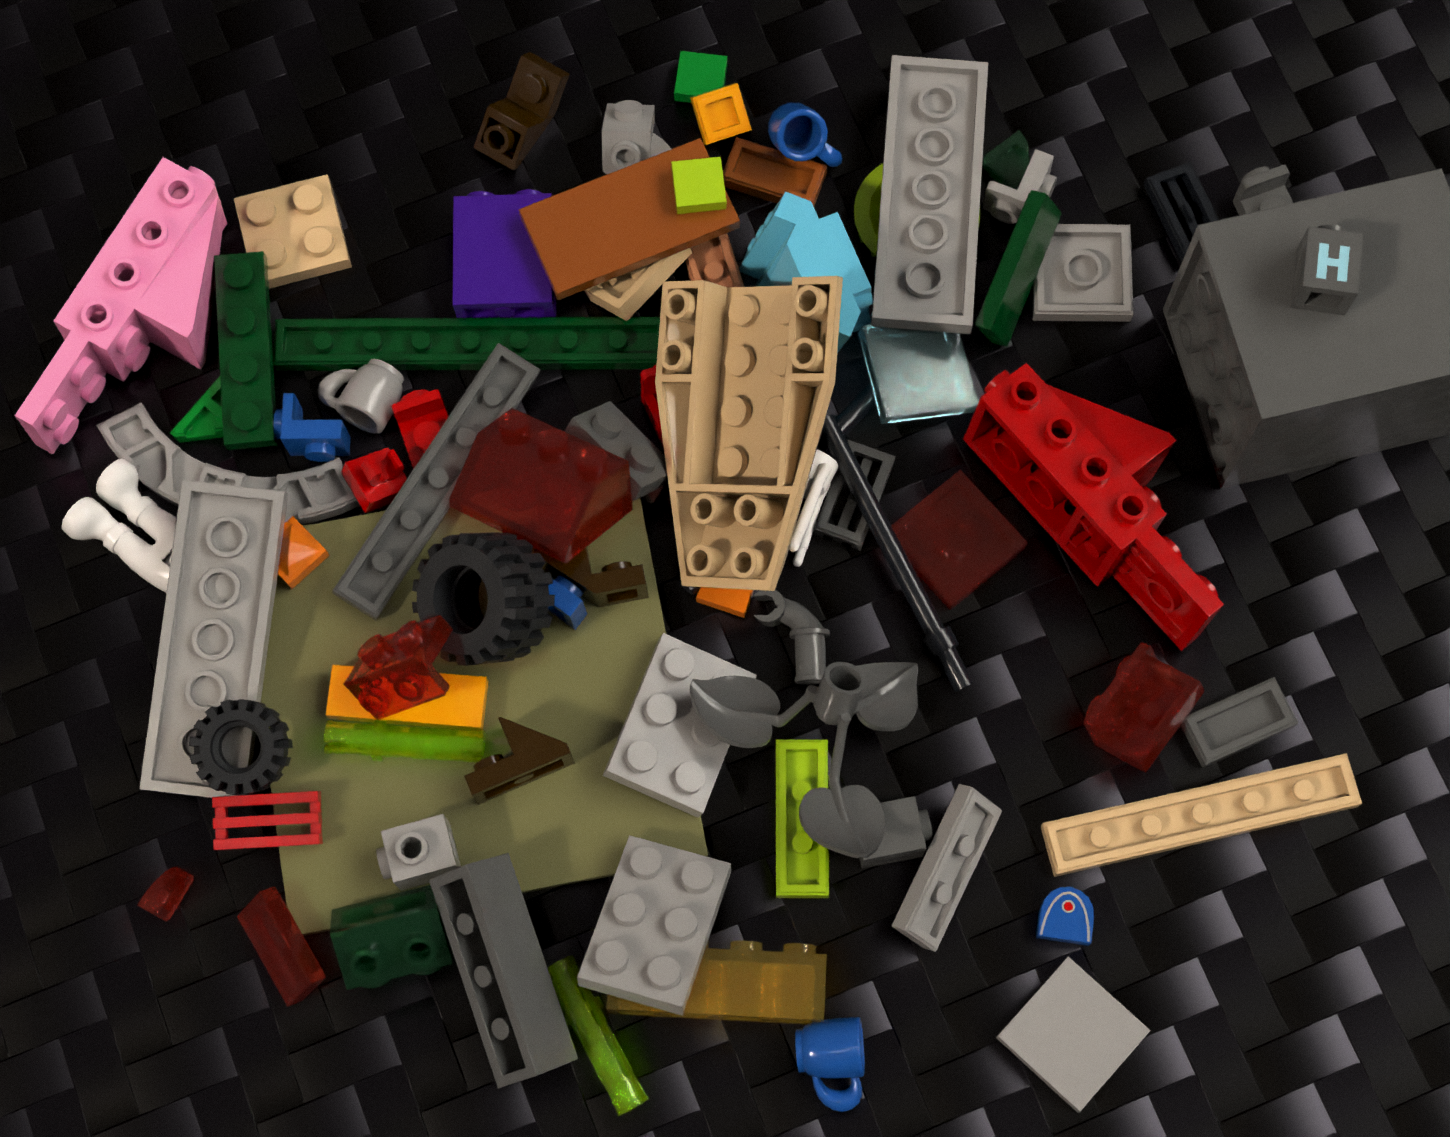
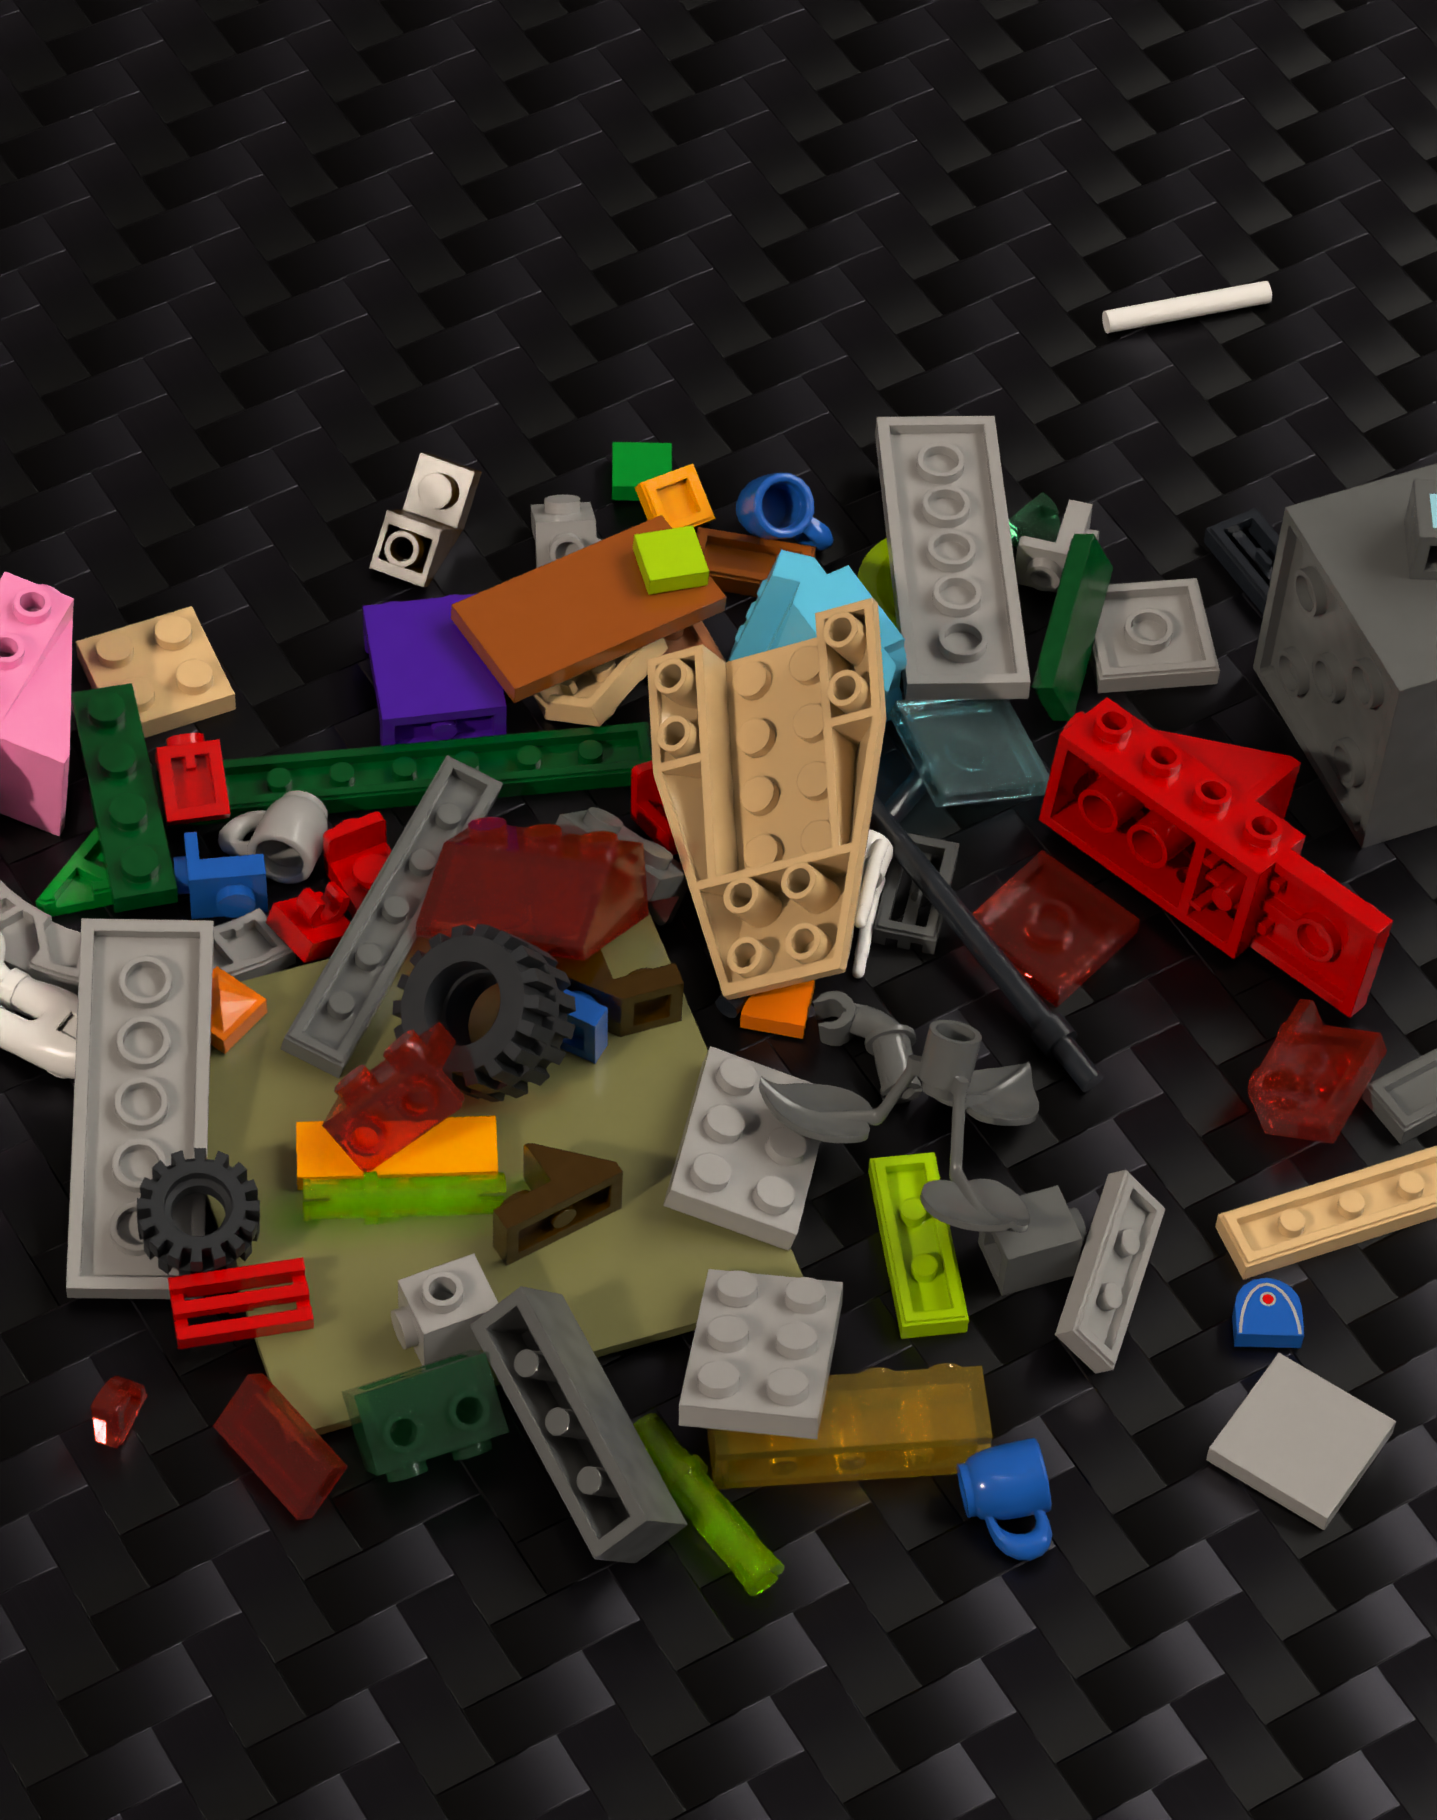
camera: 15 degrees left, 20 degrees down
(298, 343) = (192, 779): none -> red bracket

